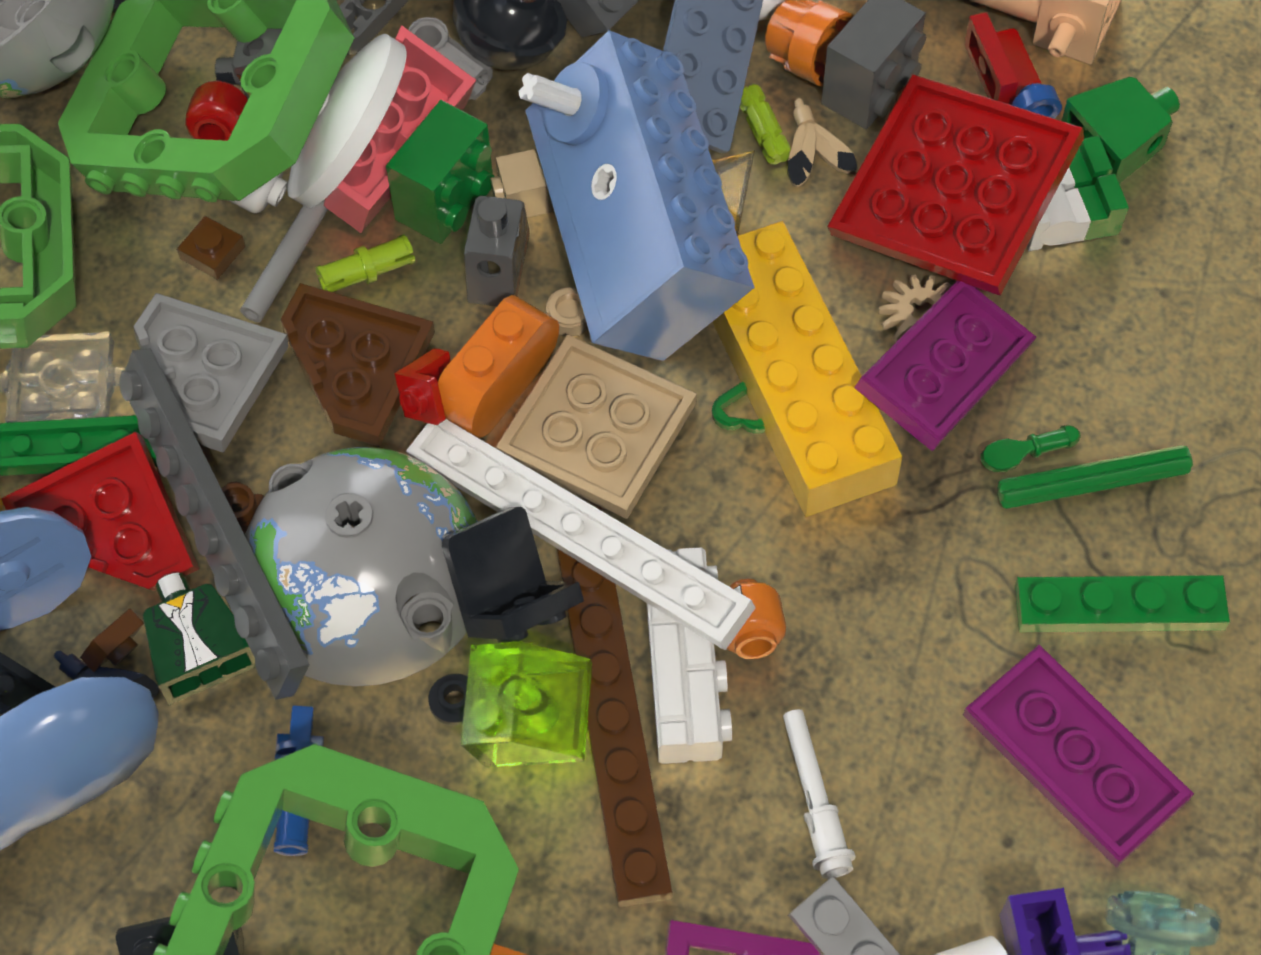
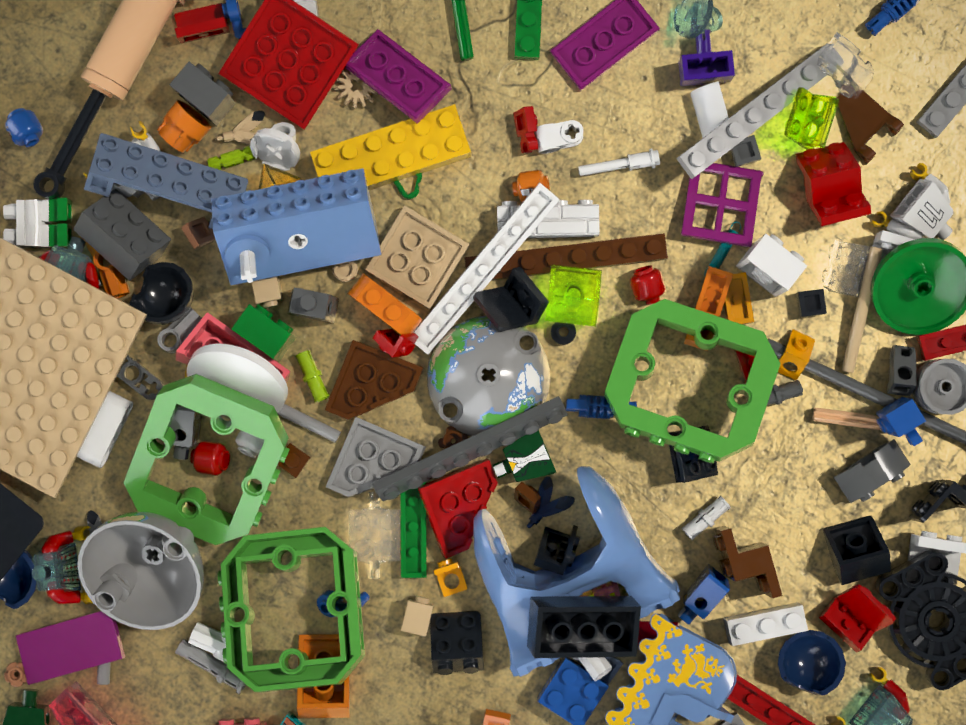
camera: 85 degrees left, 25 degrees up
(557, 859) = (647, 284): none -> red head
(791, 179) = (276, 147): none -> white tile
(861, 669) = (553, 136): none -> white piece
(883, 605) = (526, 125): none -> red plate
(1008, 453) = (443, 52): green piece -> none

